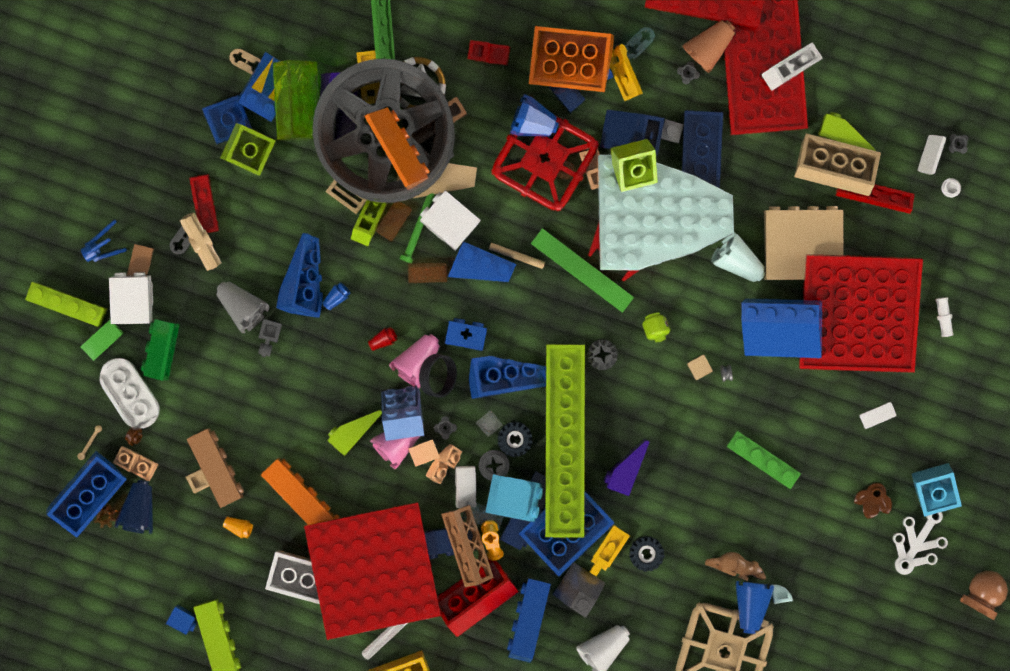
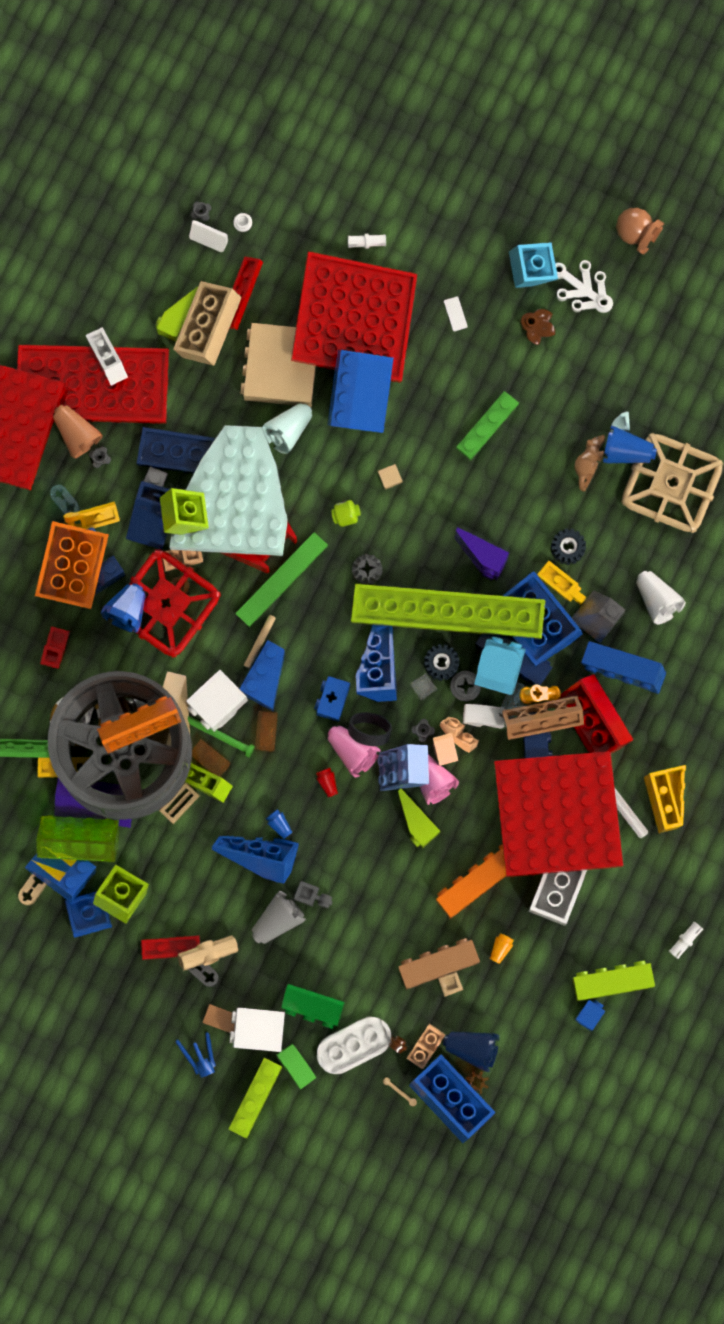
camera: 80 degrees left, 10 degrees down
(726, 373) = (398, 451): flat silver bush -> none

